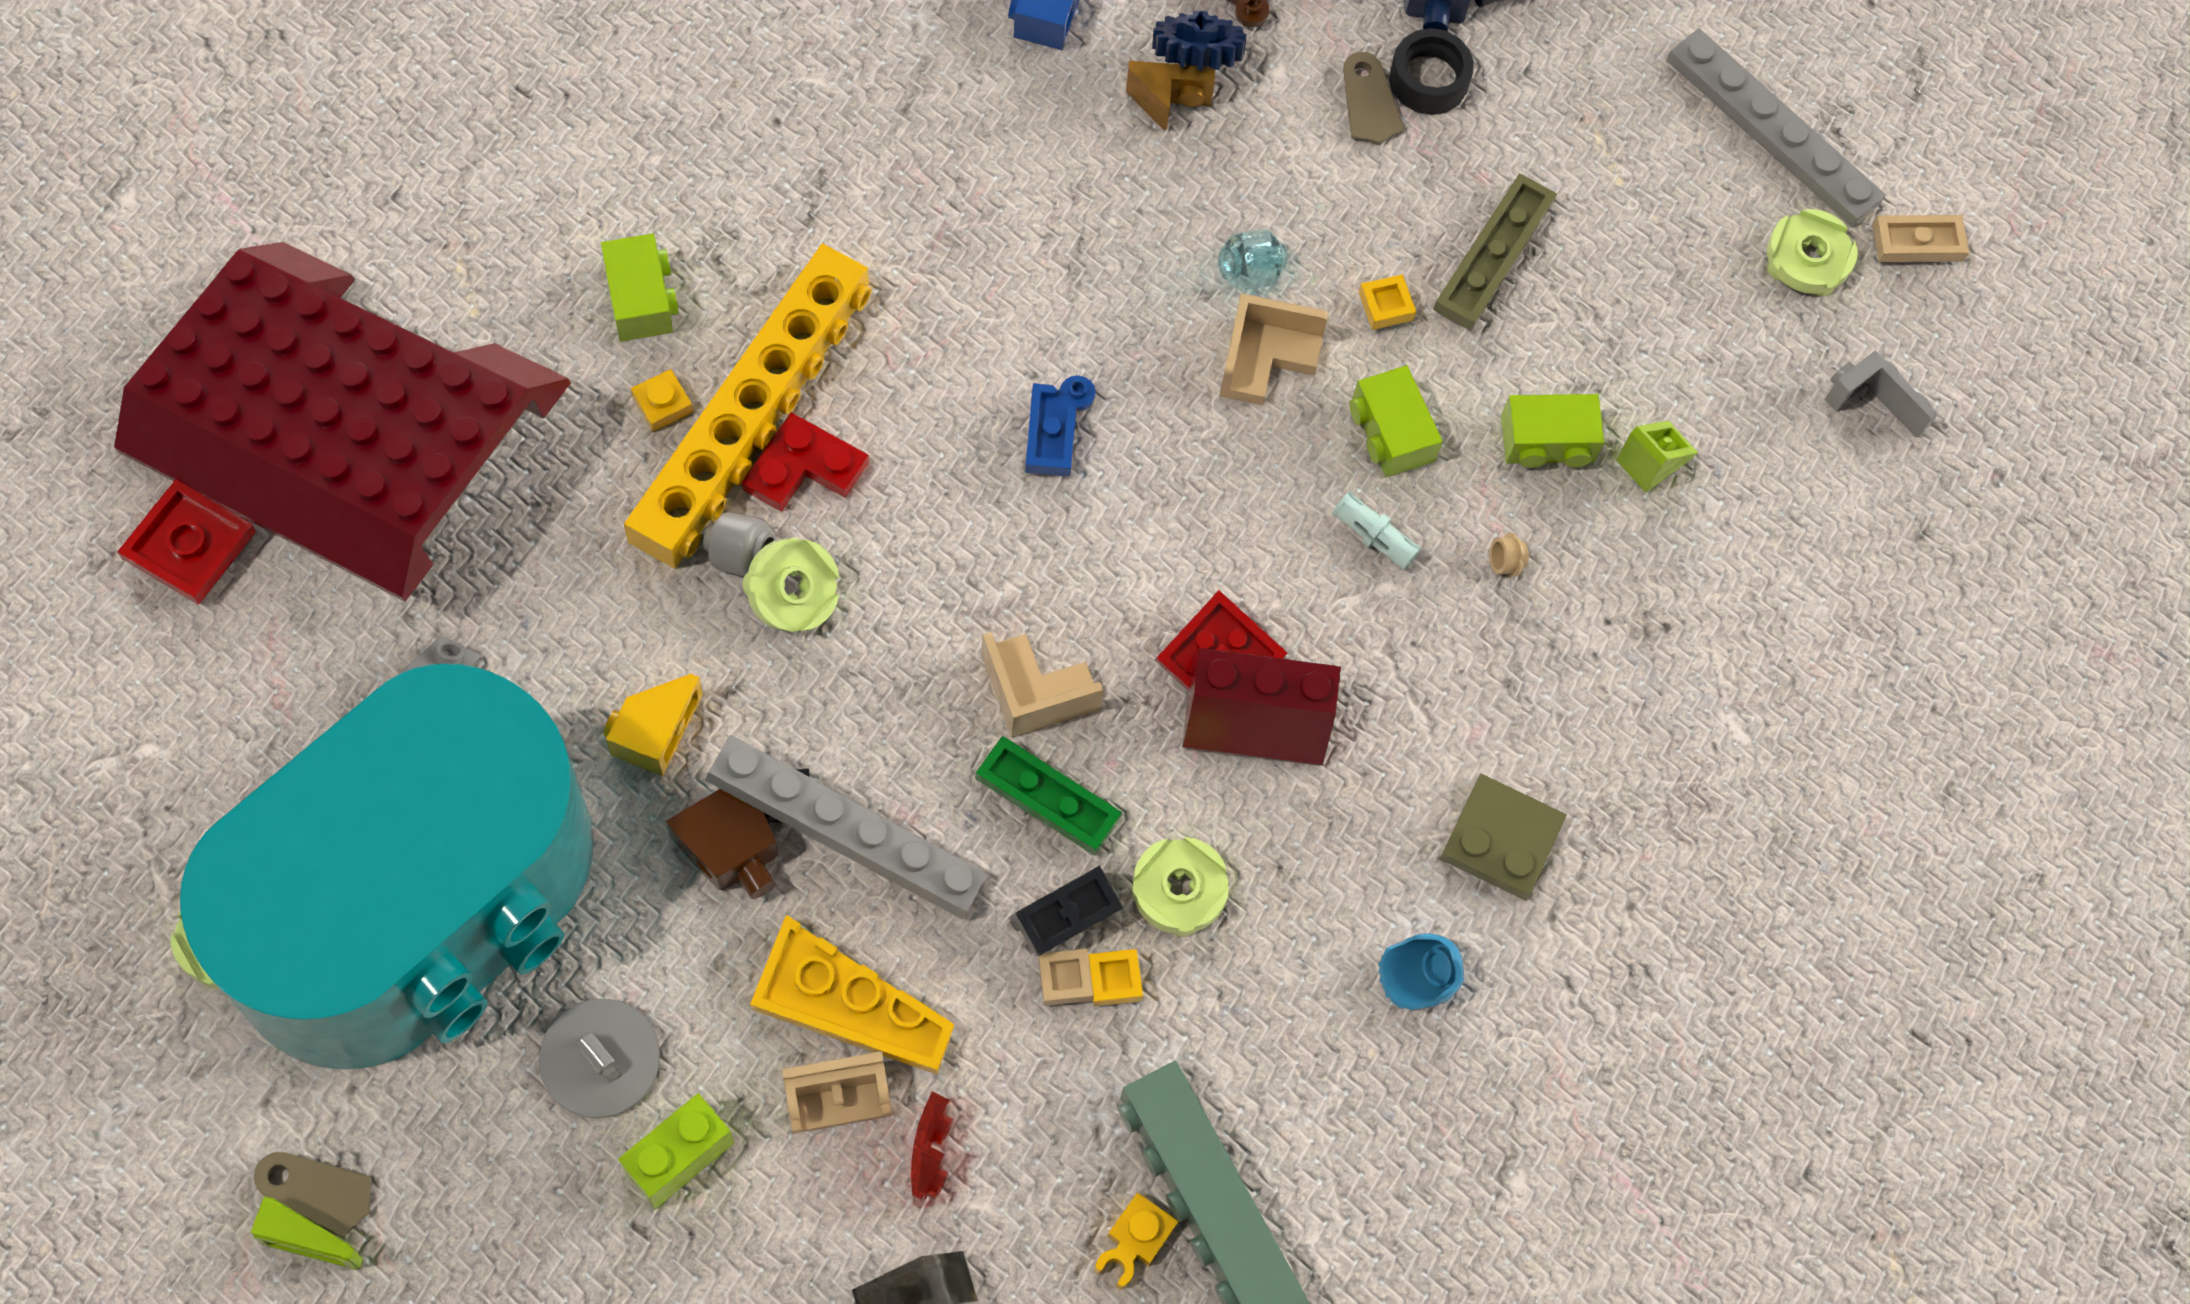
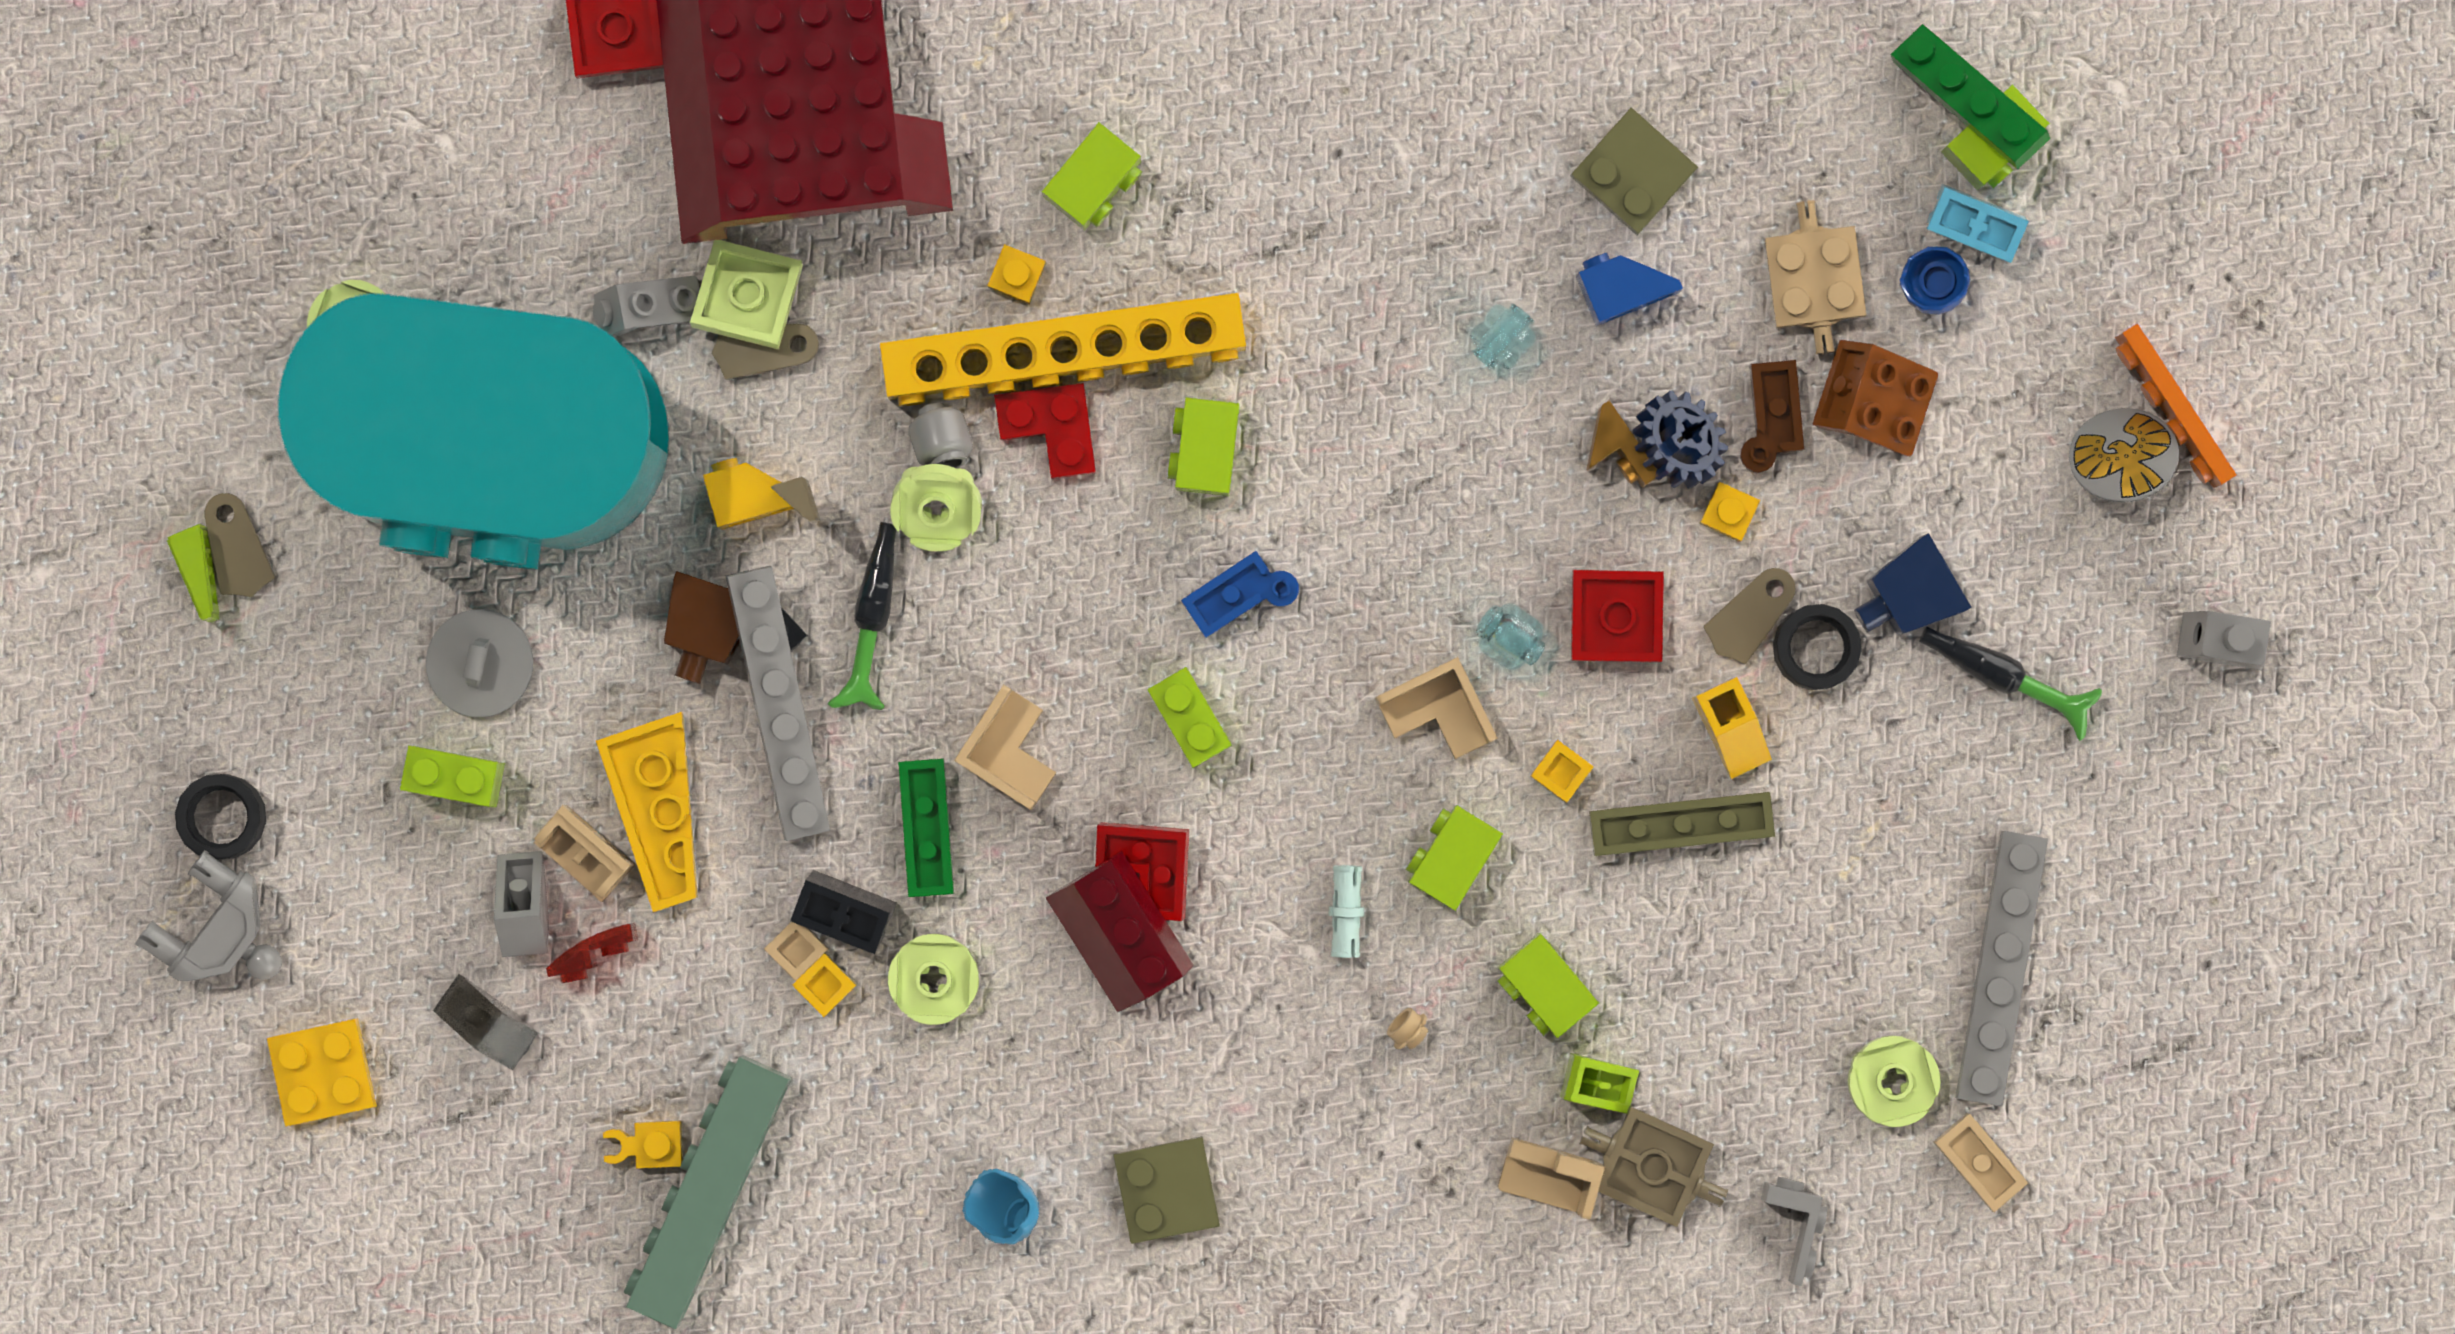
camera: 60 degrees right, 20 degrees up
(491, 602) = (746, 294): none -> yellowish green plate
(545, 629) = (744, 358): none -> dark tan piece
(693, 669) = (799, 495): none -> dark tan slope
(838, 708) = (871, 616): none -> black piece
(838, 1179) = (521, 904): none -> light grey slope
(919, 360) = (1206, 446): none -> lime brick
(1016, 103) = (1502, 336): none -> clear light blue piece
(1125, 526) = (1189, 717): none -> lime brick
(1278, 59) = (1729, 511): none -> yellow plate
(1296, 181) = (1617, 616): none -> red plate
(1446, 159) = (1733, 727): none -> yellow slope
(1719, 530) = (1551, 1177): none -> tan panel
(1757, 459) = (1654, 1166): none -> dark tan plate

